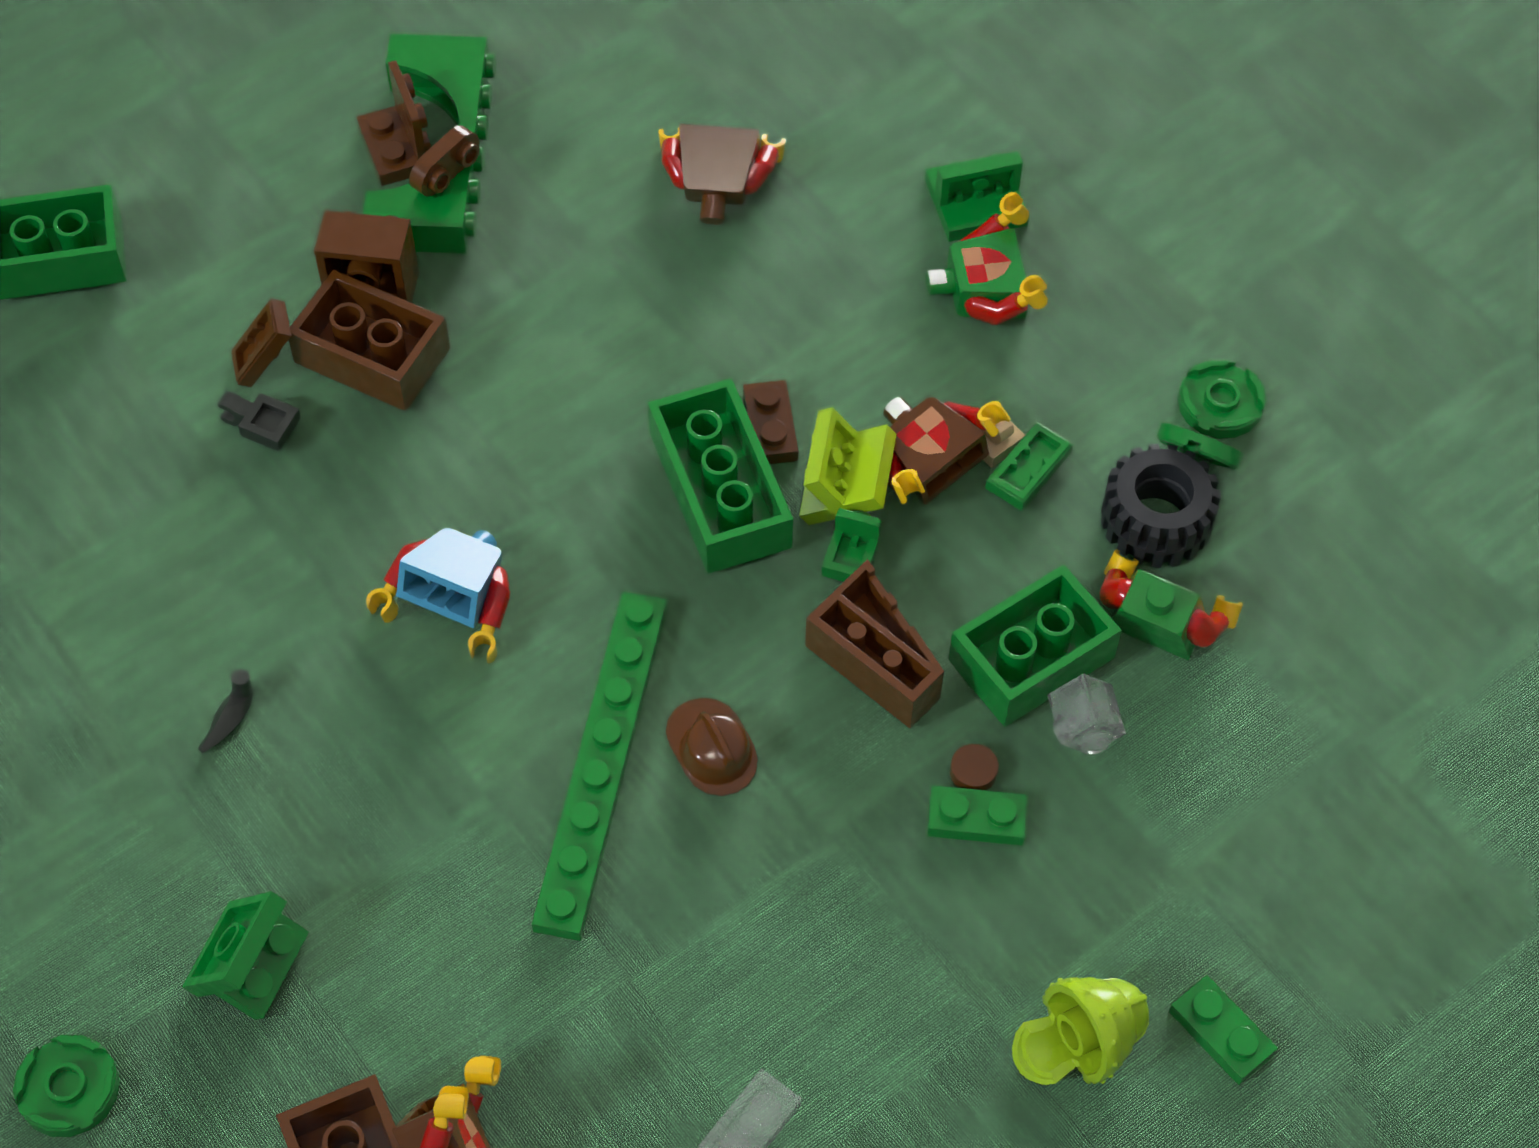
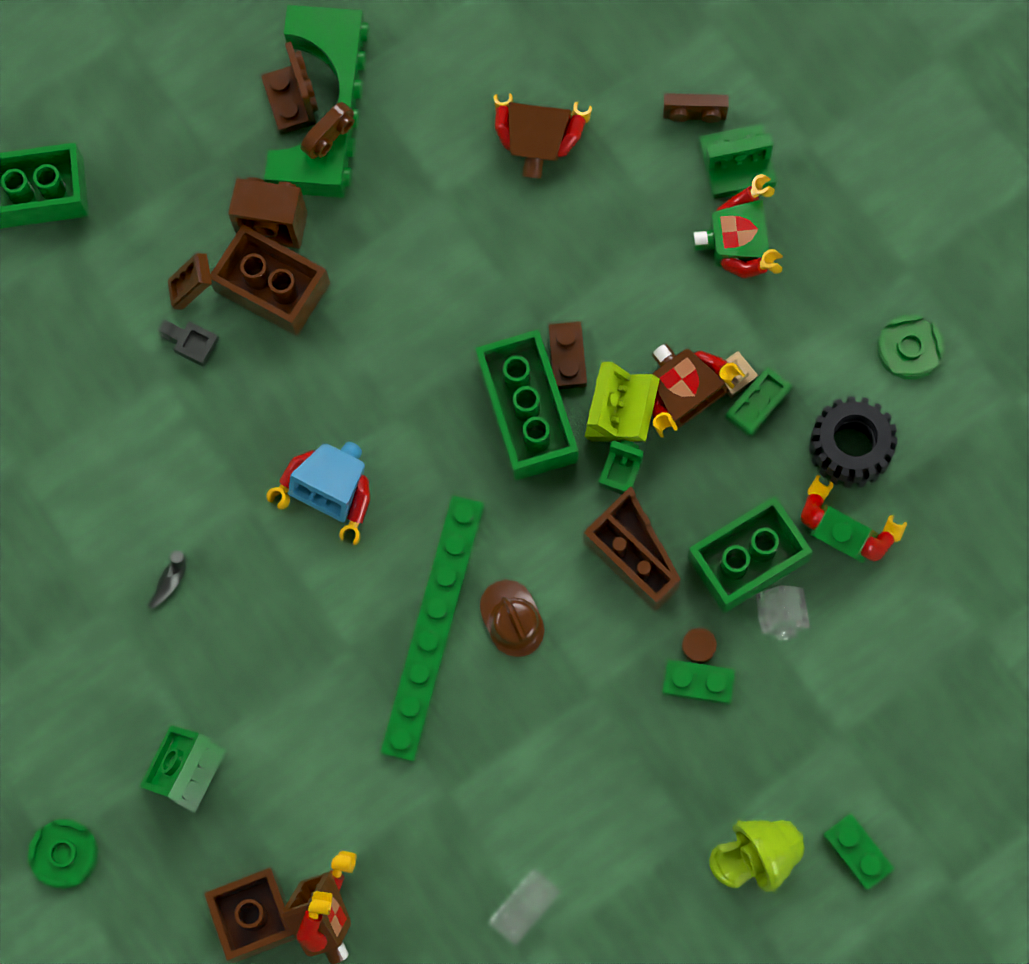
camera: 10 degrees right, 15 degrees up
(918, 135) = (704, 107): none -> reddish brown plate
(1201, 445) = (891, 395): green tile -> none

